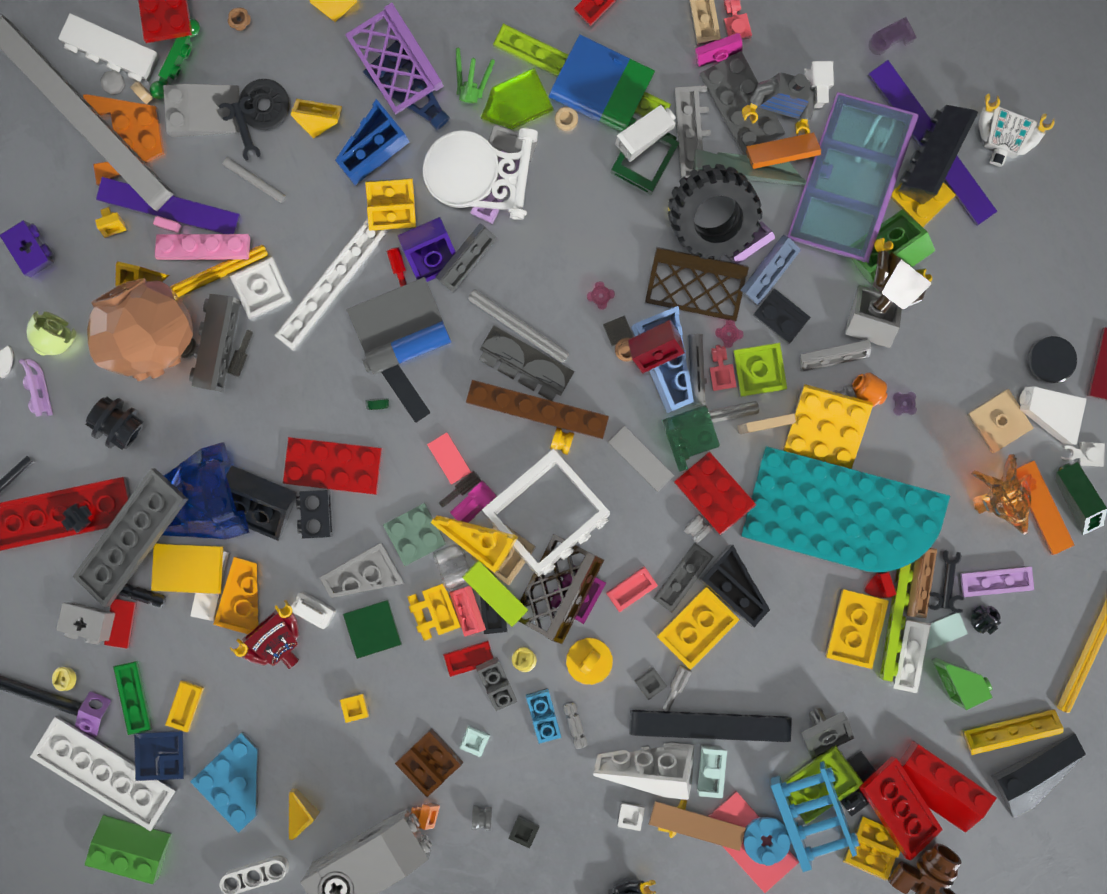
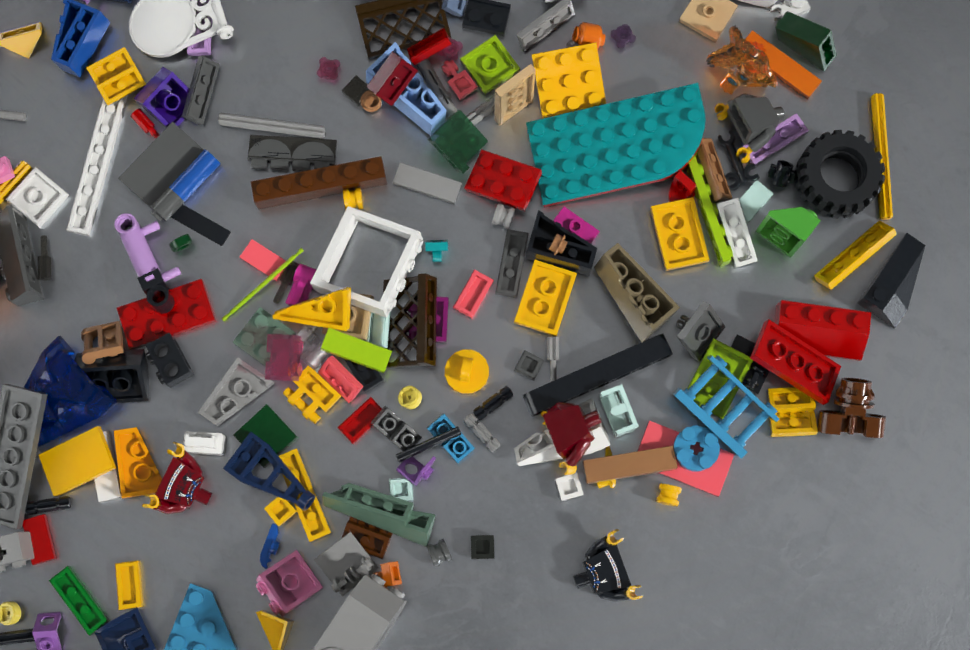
camera: 25 degrees left, 10 degrees down
(268, 467) = (109, 341): none -> medium nougat plate
(330, 735) = (270, 546): none -> blue piece
(330, 778) = (288, 583): none -> bright pink plate
(333, 426) = (149, 275): none -> lavender piece
(344, 645) = (246, 459): none -> dark blue plate
(382, 702) = (313, 518): none -> yellow plate
(391, 786) = (346, 563): none -> light grey hinge
(424, 570) = (284, 358): none -> clear pink brick
(438, 482) = (259, 287): none -> lime piece
(447, 755) = (382, 511): none -> sand green wedge
(502, 737) = (423, 472): none -> medium lavender bracket
(520, 714) = (428, 444): none -> black bar
(525, 581) = (379, 330): none -> light aqua tile
(599, 702) = (493, 403): none -> black axle
(619, 528) = (436, 247): none -> teal tile
(656, 772) = (570, 432): none -> dark red torso
(709, 323) = (429, 46): none -> red tile
(719, 869) = (668, 494): none -> yellow wheel
(734, 590) = (558, 244): none -> medium nougat plate
(761, 572) = (576, 225): none -> dark pink plate
(784, 668) = (635, 292): none -> dark tan wedge
(985, 555) = (753, 120): none -> dark grey torso
(1070, 654) = (859, 155): none -> black tyre

